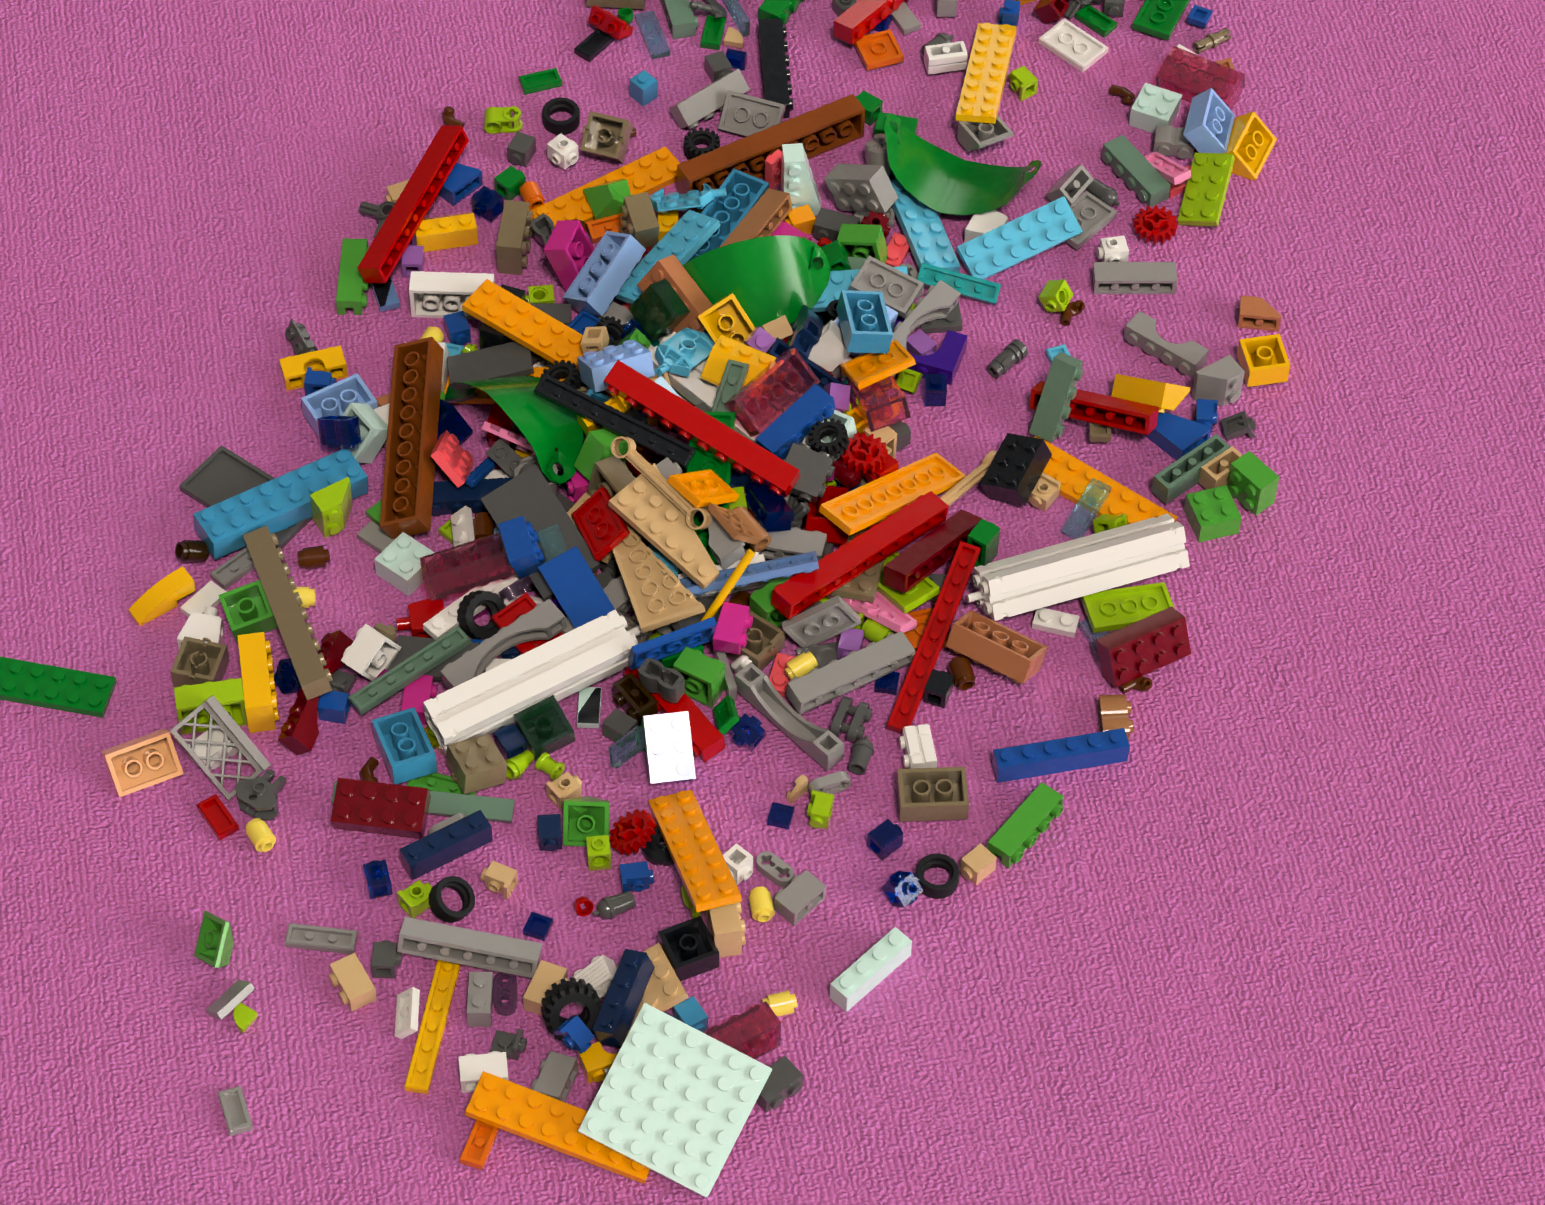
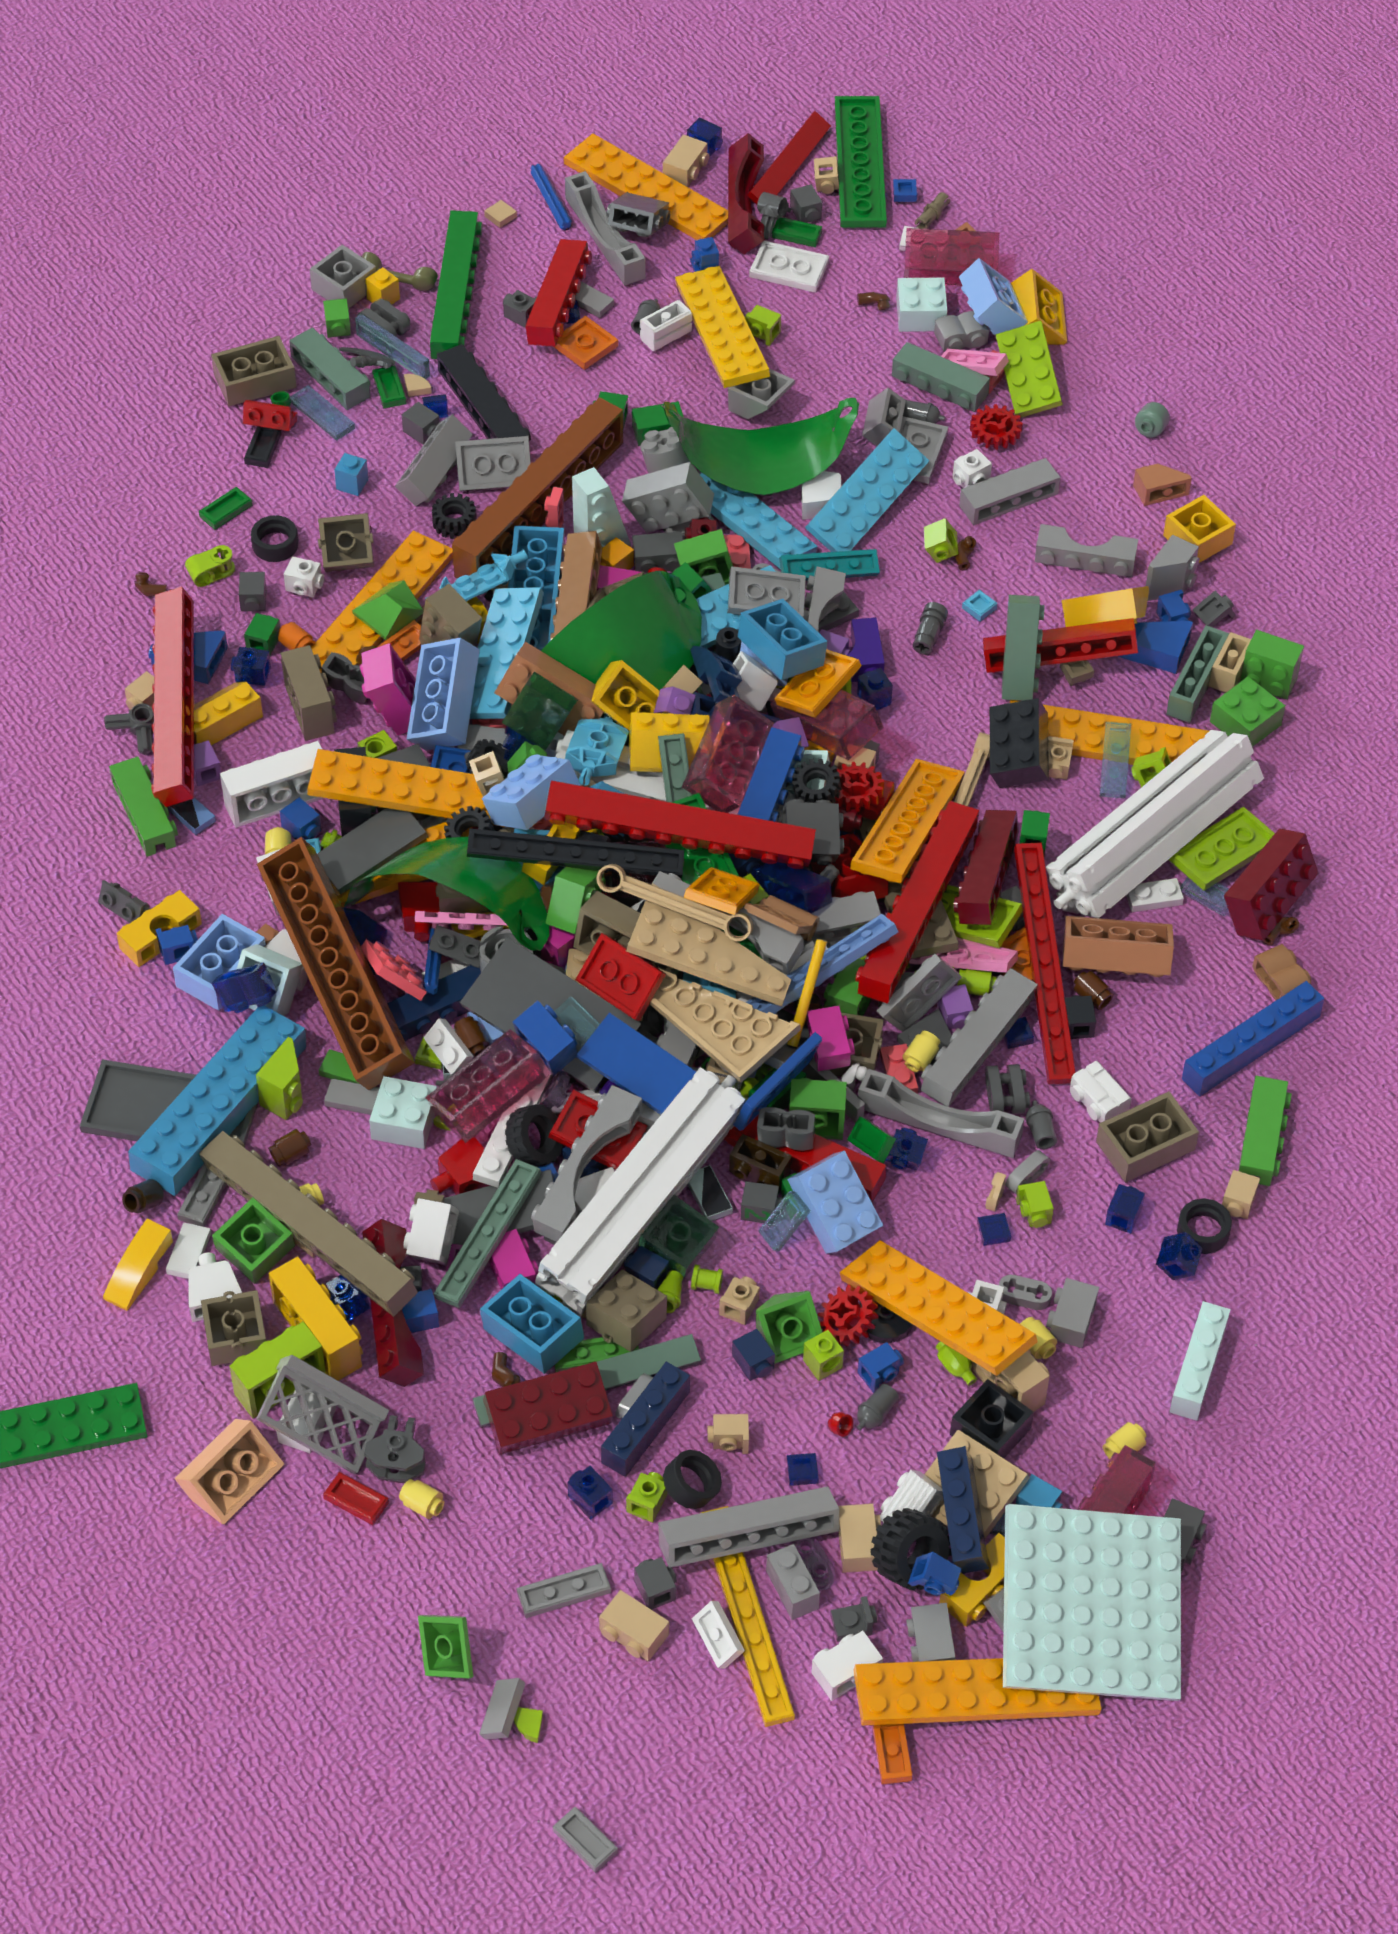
camera: 25 degrees left, 0 degrees up
(1282, 262) = (1152, 419): none -> sand green head

